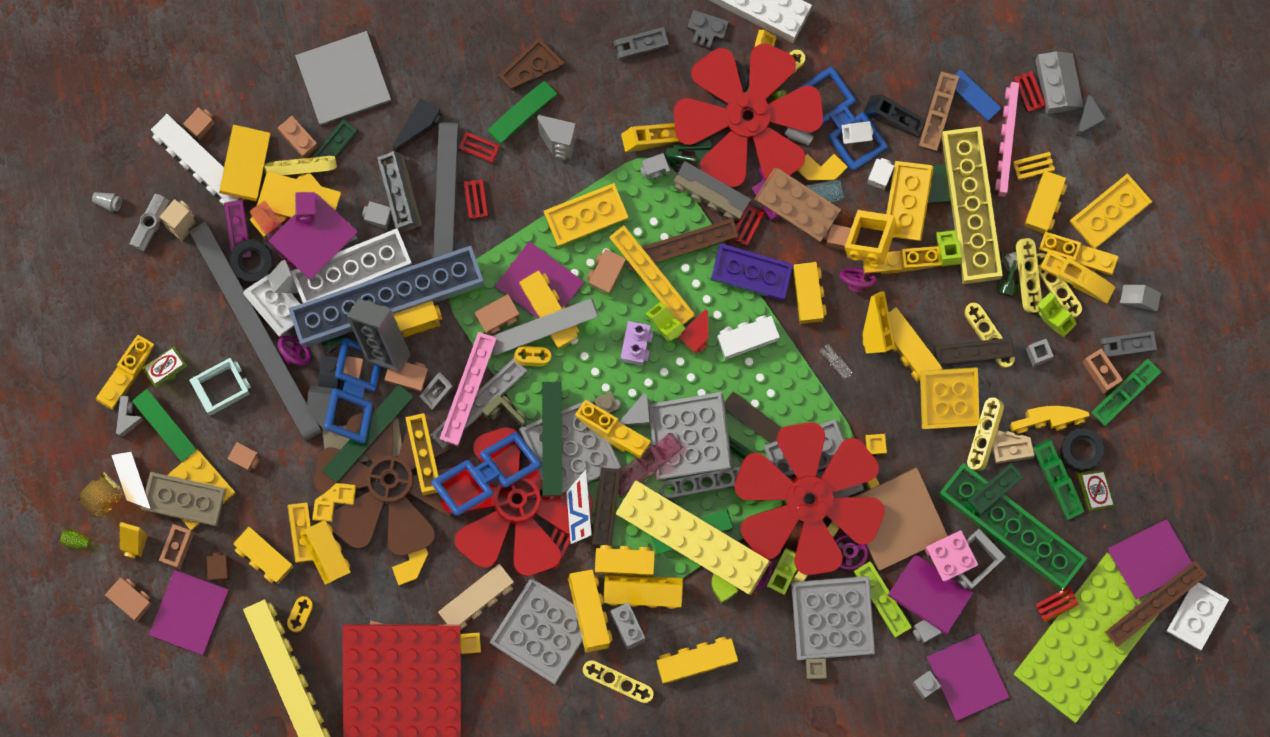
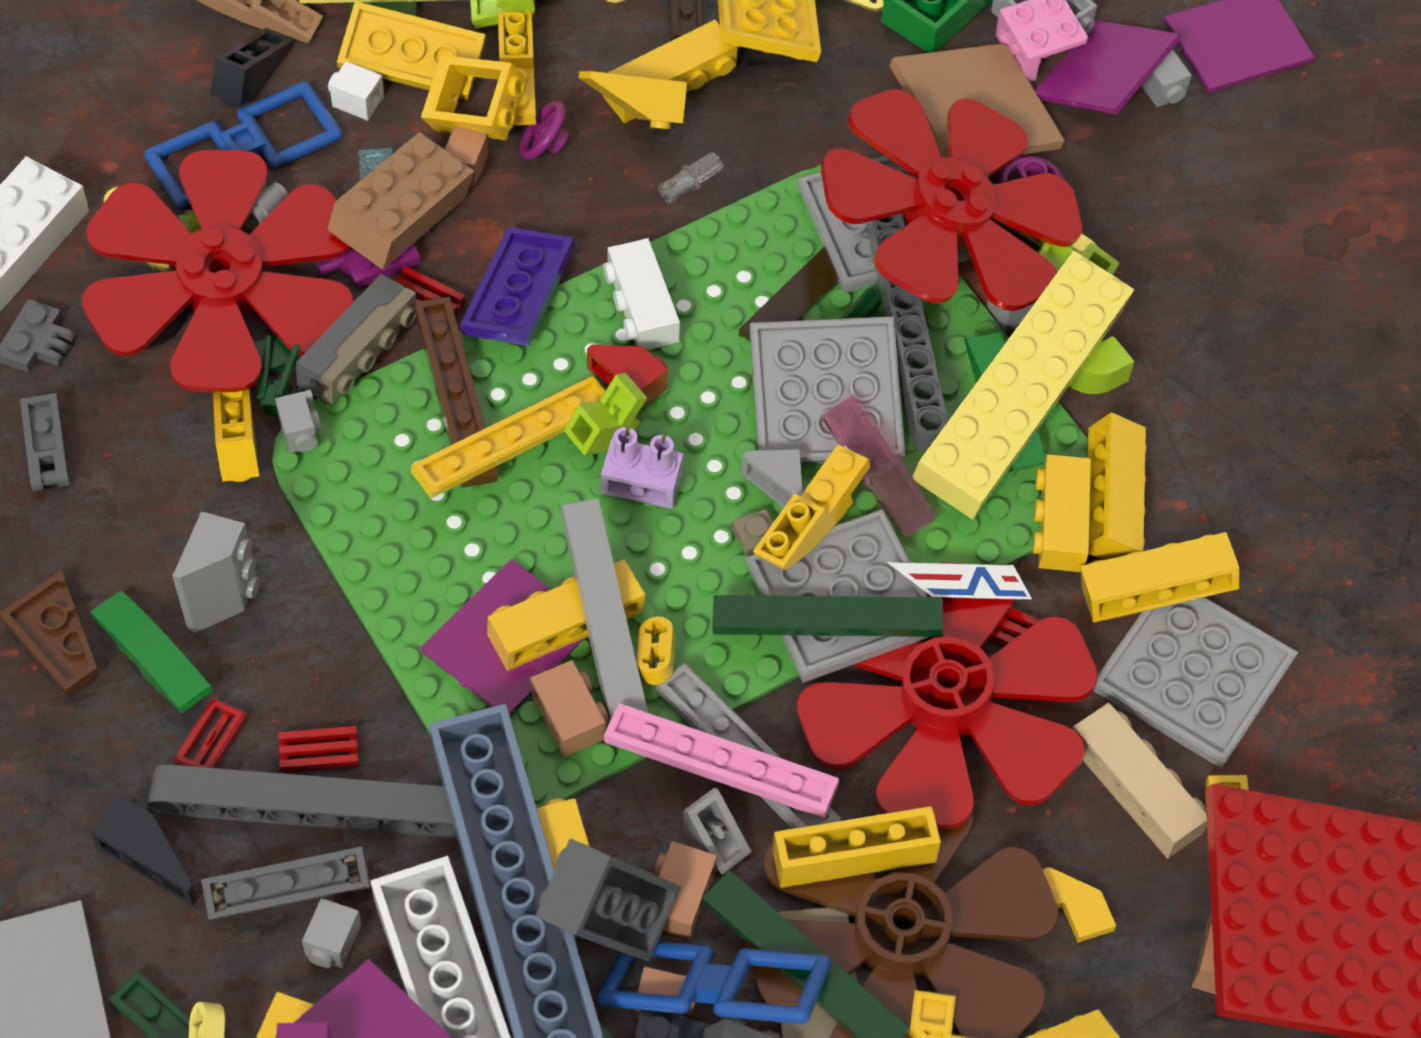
camera: 90 degrees left, 20 degrees down
(486, 473) = (903, 725): blue bar -> none
(492, 410) = (761, 698): olive bracket -> none
(586, 214) = (378, 545): yellow plate -> none
(605, 506) = (957, 538): dark brown tile -> none
(607, 272) = (498, 513): nougat brick -> none
(619, 679) = (1284, 547): light yellow beam -> none
(627, 626) = (1190, 510): light grey window -> none
(696, 661) = (1240, 416): yellow brick -> none
(765, 38) = (76, 244): yellow plate -> none
(809, 293) = (565, 206): yellow brick -> none
(816, 668) = (1242, 240): dark tan plate -> none
(827, 172) = (336, 166): yellow tile -> none
(833, 618) = (1152, 206): light grey tile -> none
(857, 132) = (276, 114): white brick -> none
(876, 444) = (838, 132): yellow plate -> none
(884, 604) = (1115, 139): lime plate -> none
(926, 684) = (1261, 85): light grey brick -> none

